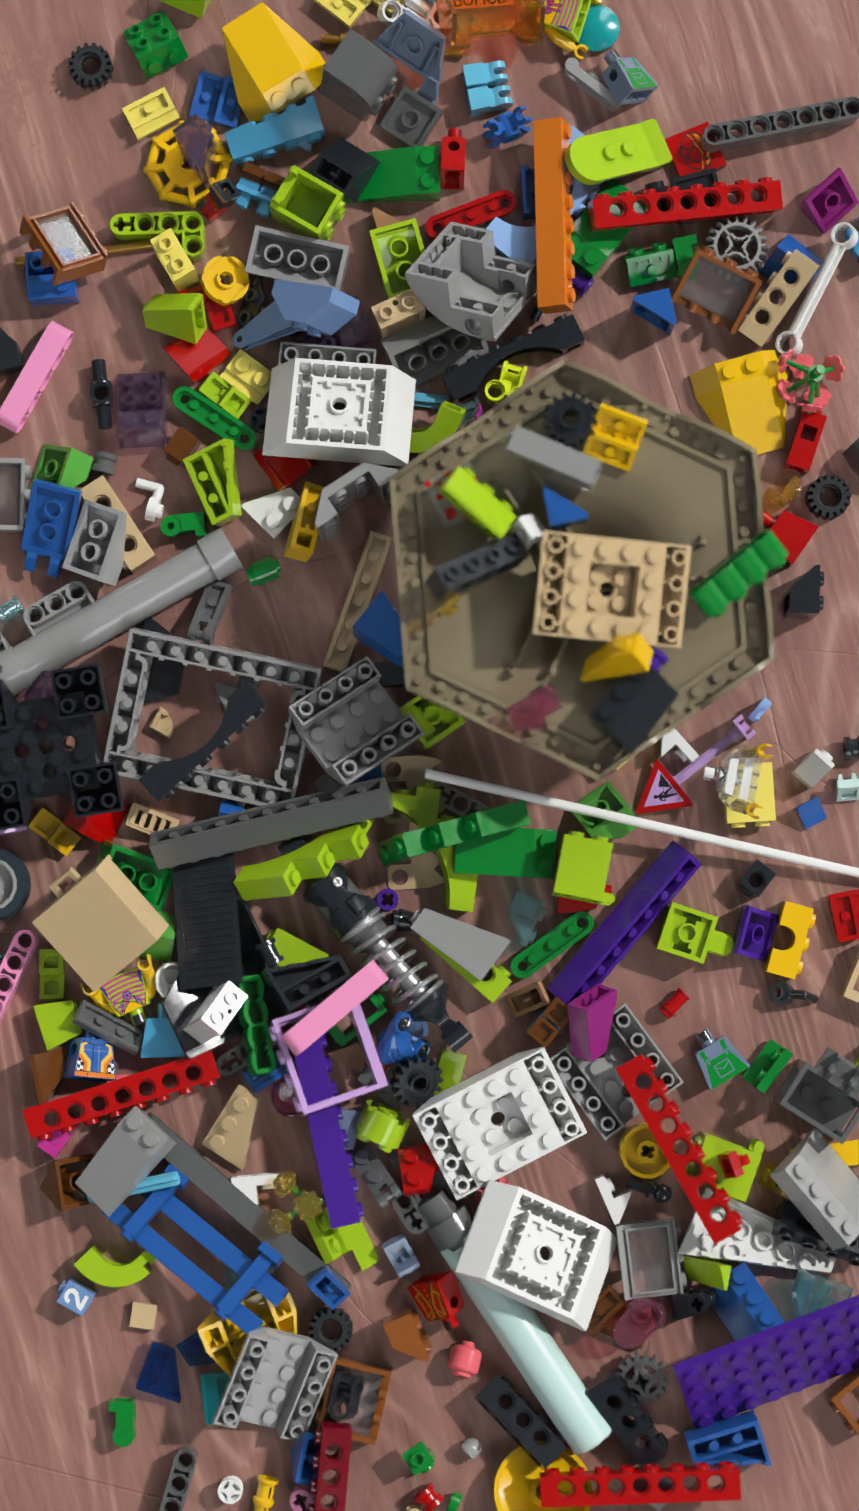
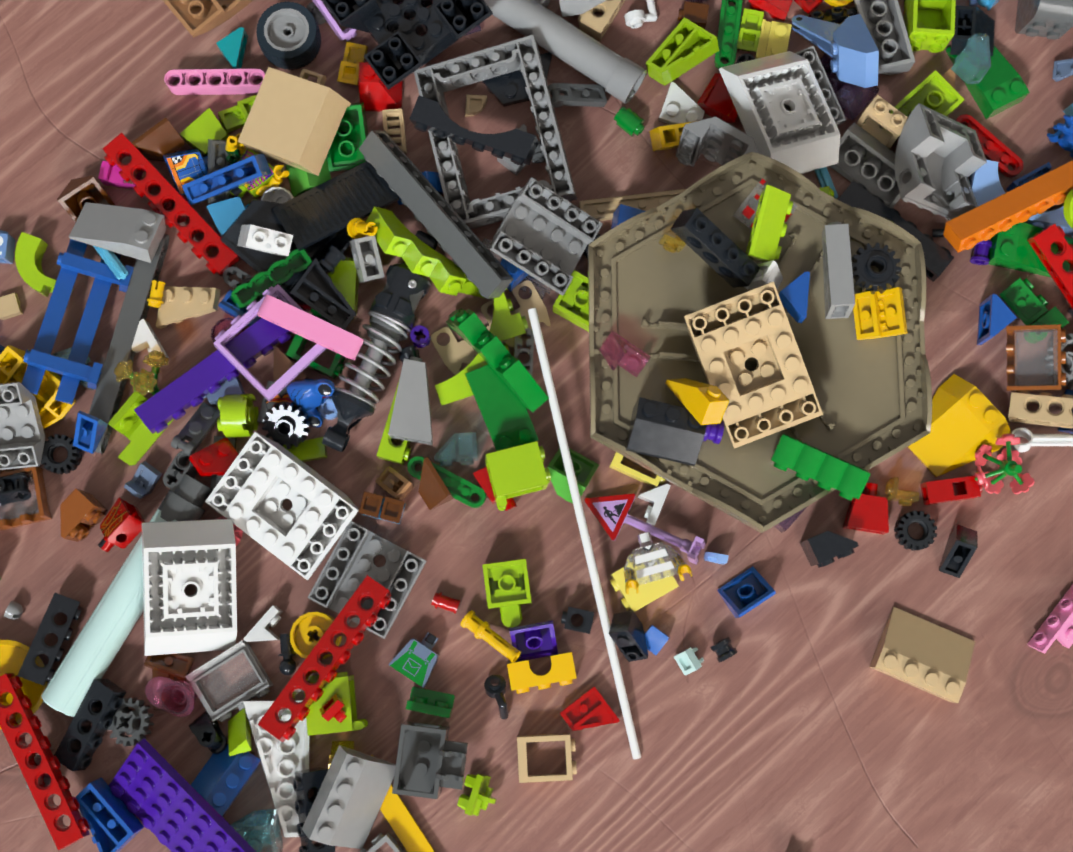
camera: 60 degrees right, 5 degrees down
(97, 1002) = (232, 150): none -> arm
(125, 1021) = (227, 178): none -> blue slope
(176, 525) = (634, 44): green leg -> none
(212, 1154) = (156, 294): none -> yellow pin
(249, 908) = (359, 228): none -> yellow pin
(284, 916) = (366, 258): none -> light grey brick
(379, 186) = (974, 60): none -> clear light blue slope
(411, 118) = (1039, 65): dark grey tile -> none
(453, 160) = (1029, 107): red torso -> none
(464, 1359) = (81, 571): coral head -> none
(555, 961) = (432, 487): none -> reddish brown slope
(591, 1022) = (397, 539): magenta slope -> none
(626, 923) = (489, 532): dark purple brick -> none
(720, 979) = (483, 631): none -> yellow pin
(796, 835) = (629, 635): none -> black slope
(808, 697) = (746, 592): none -> blue slope
(813, 767) = (691, 623): white slope -> none

